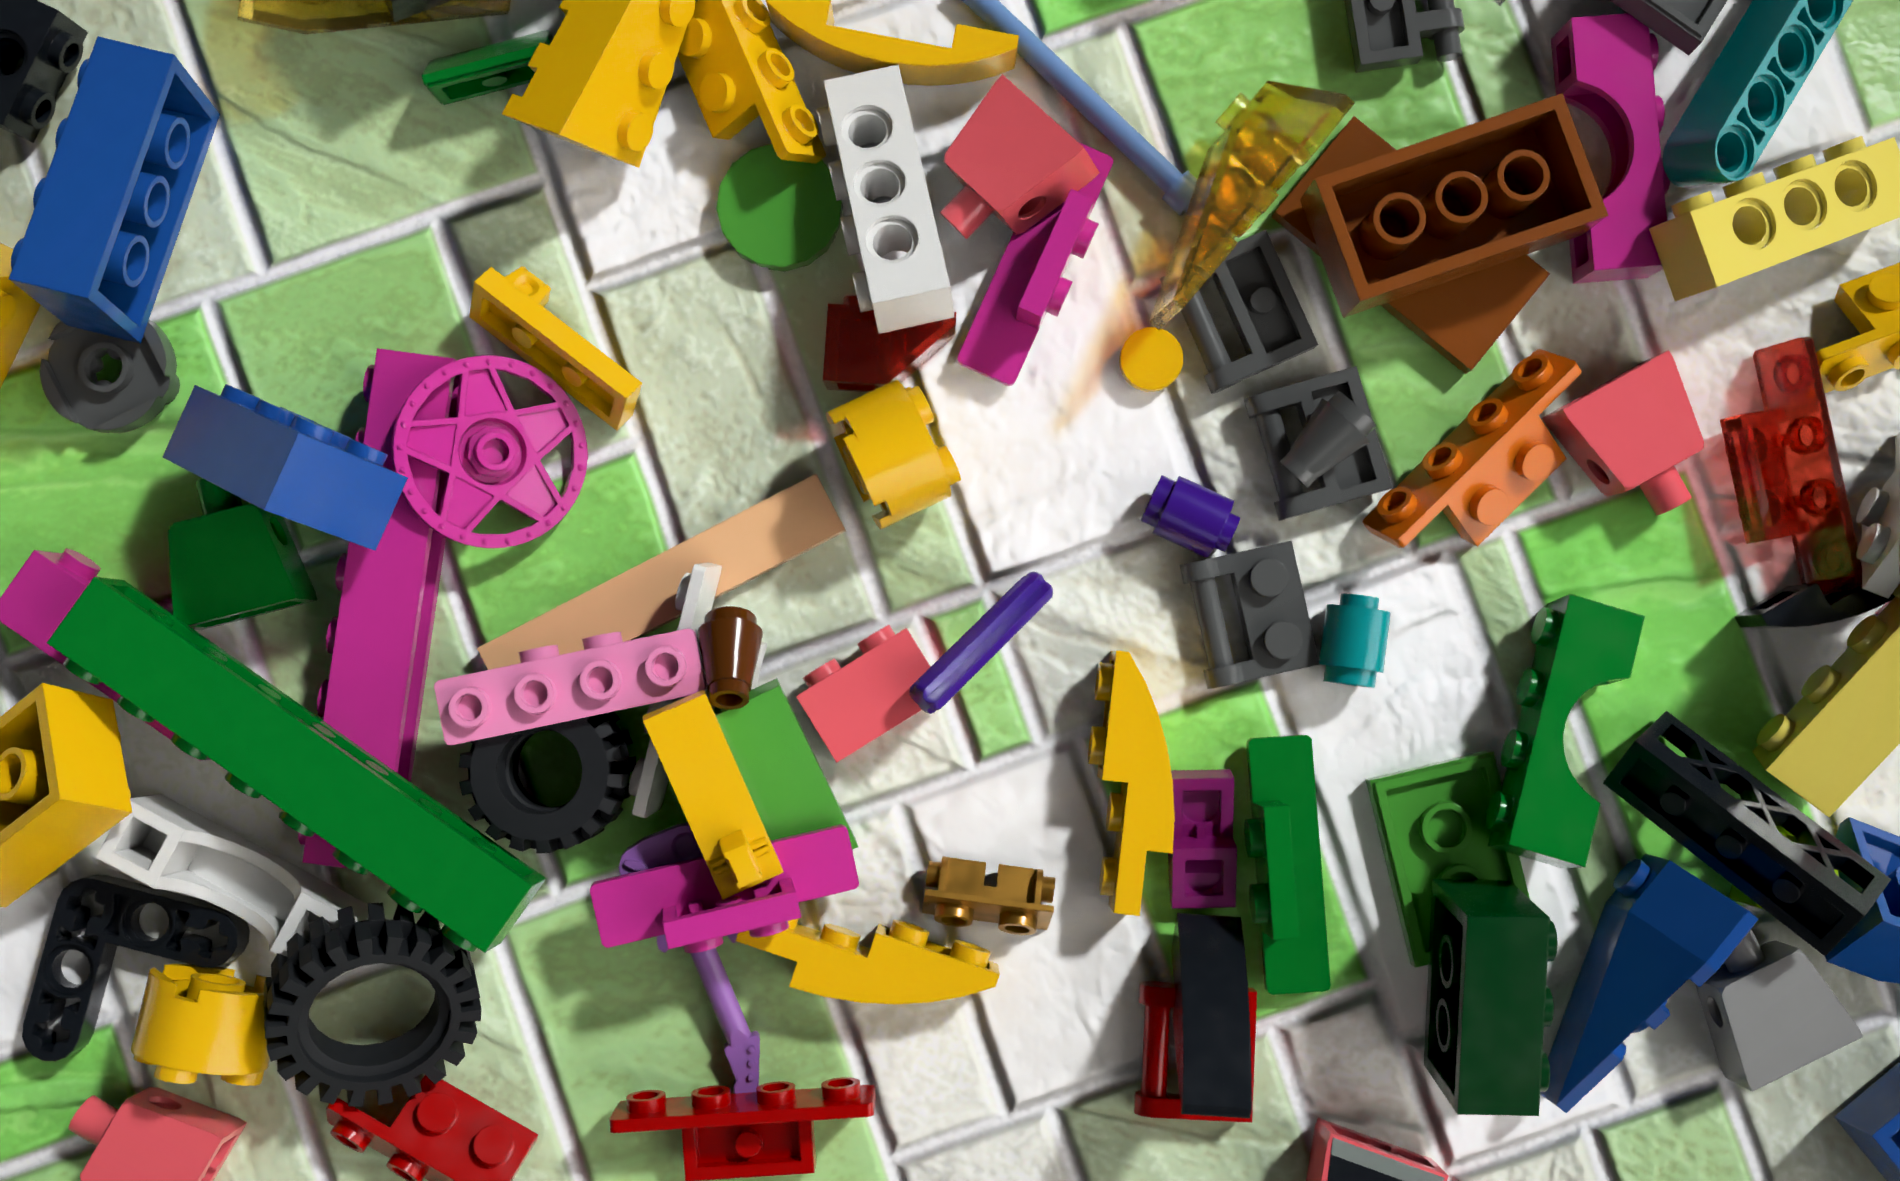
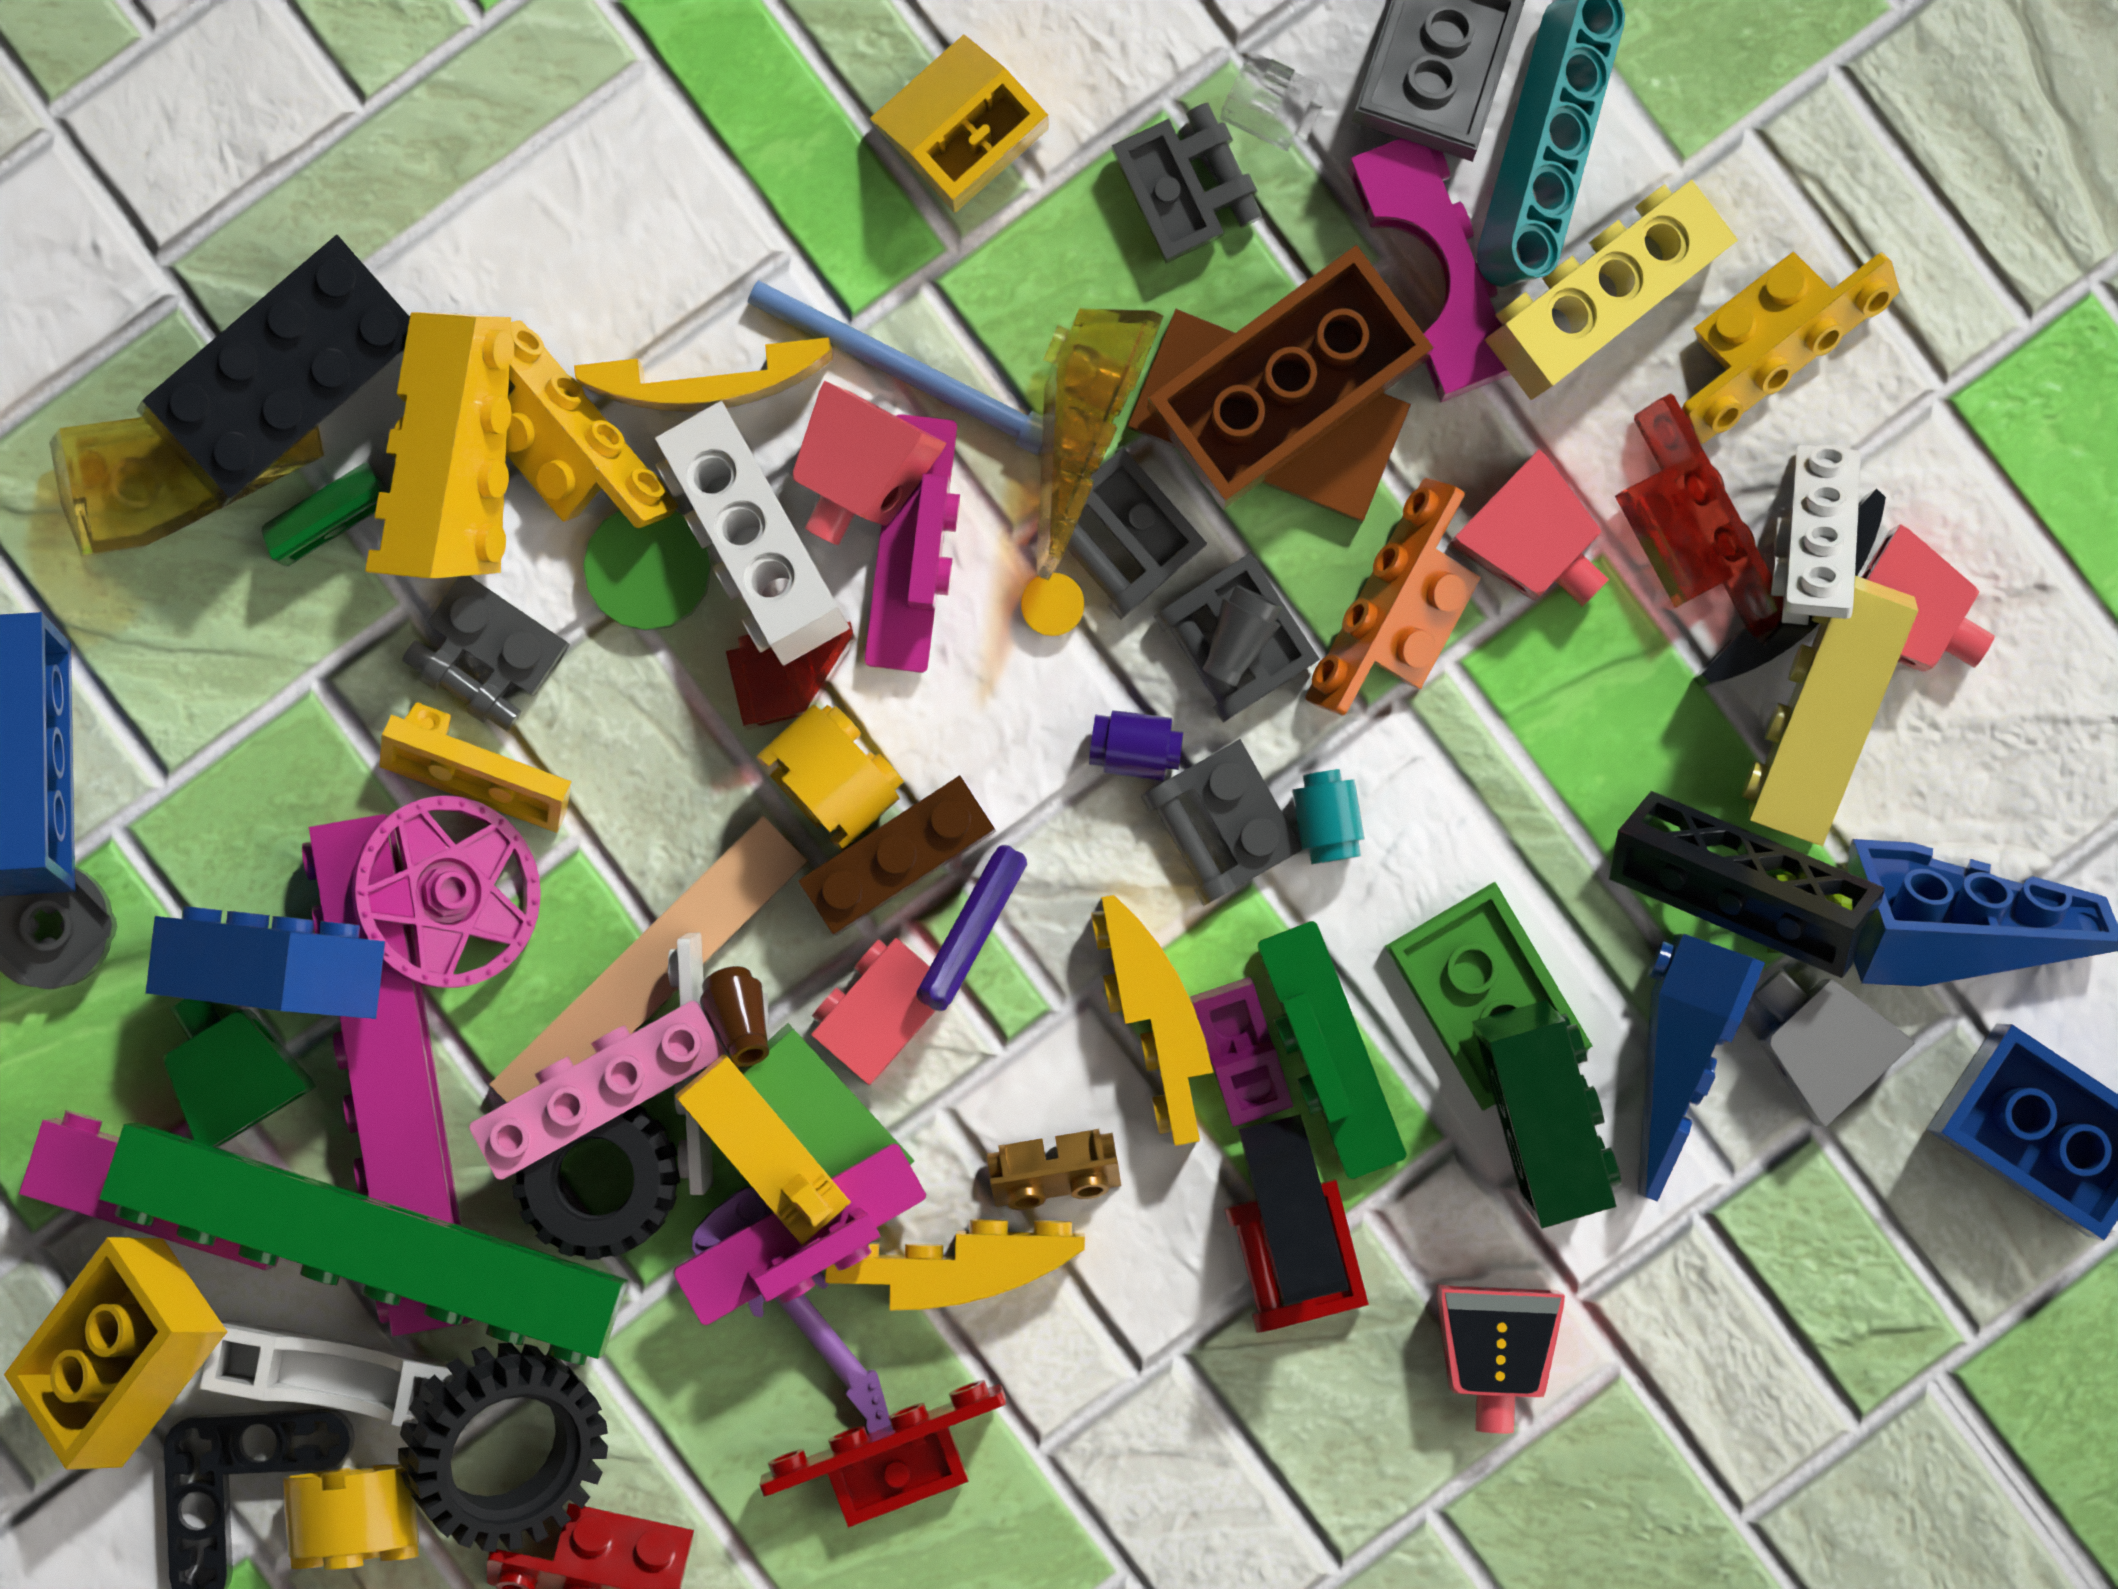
camera: 15 degrees left, 0 degrees up
(617, 225) = (497, 635): none -> dark grey plate
(932, 550) = (897, 856): none -> reddish brown brick
(1541, 804) = (1551, 923): green arch -> none

